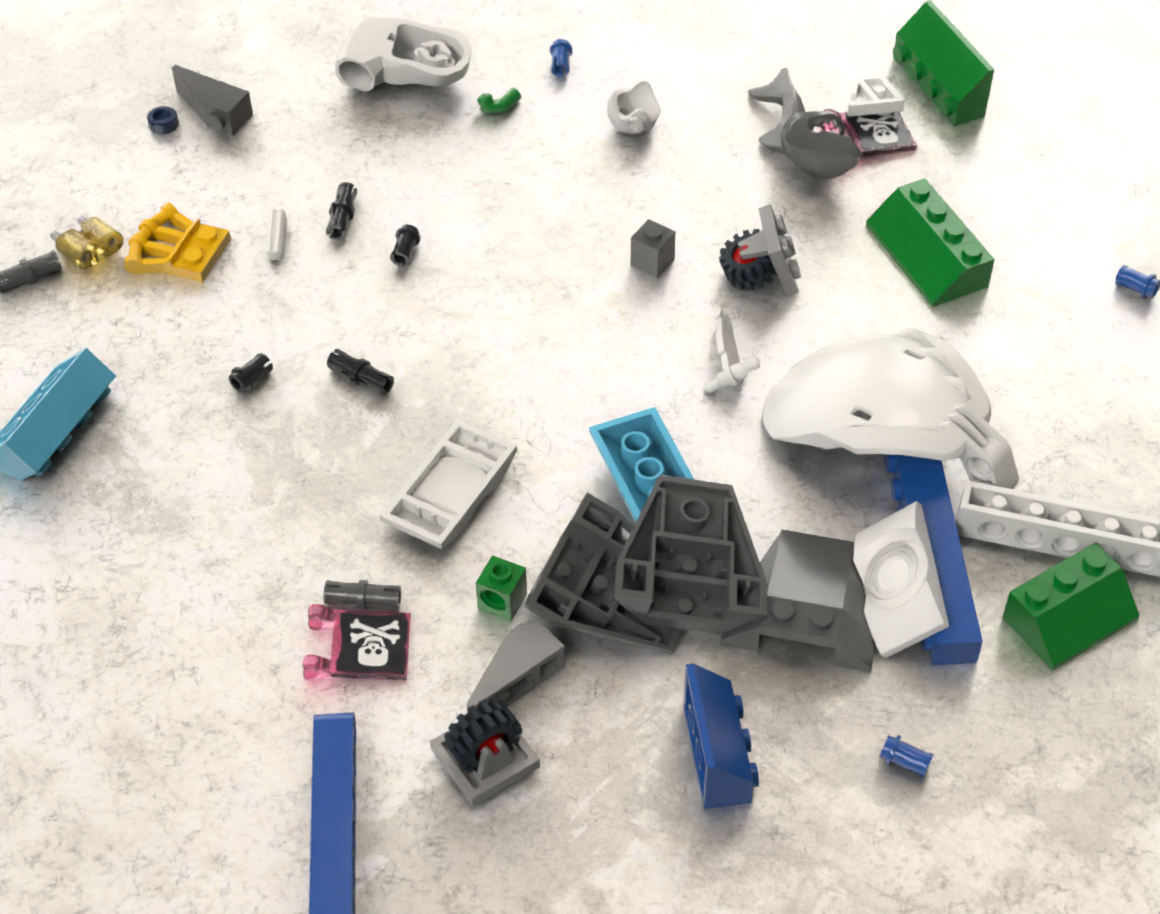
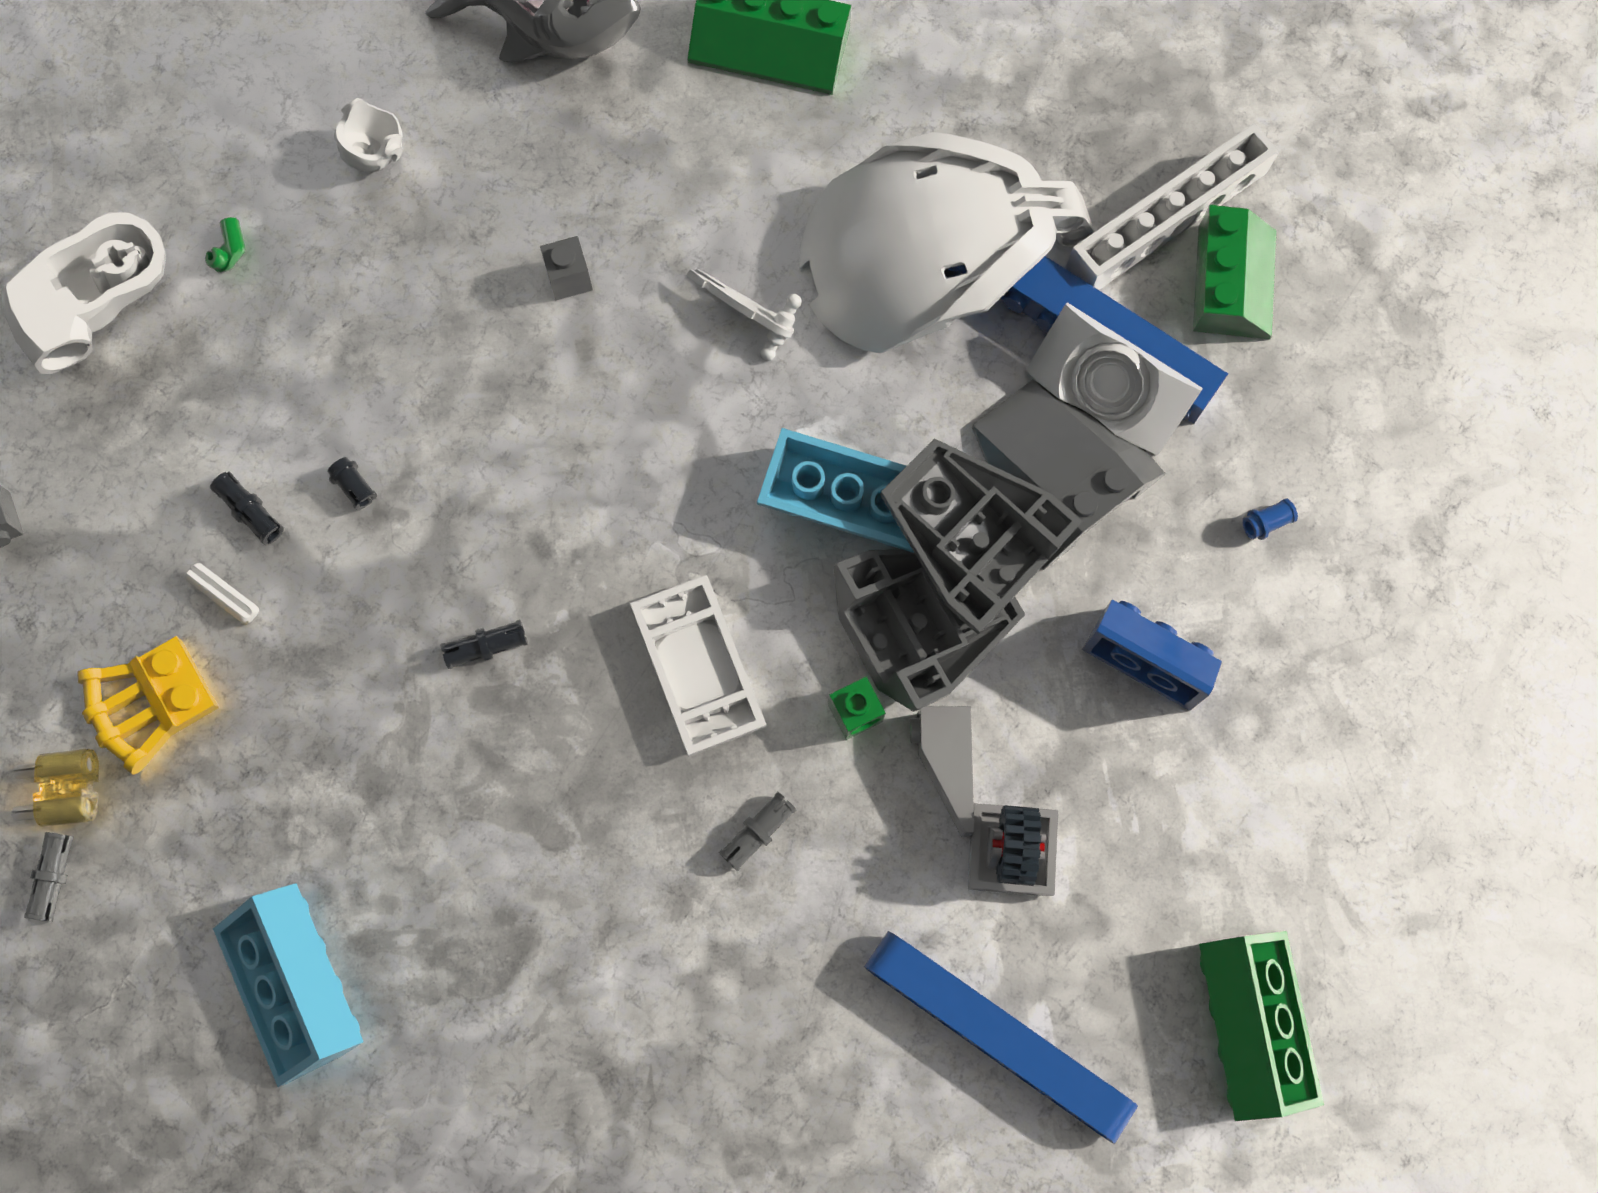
camera: 55 degrees left, 25 degrees up
(244, 377) = (396, 747): black pin -> none
(362, 645) = (813, 865): flag -> none
(560, 52) = (210, 134): blue pin -> none
(761, 256) = (663, 191): plate -> none

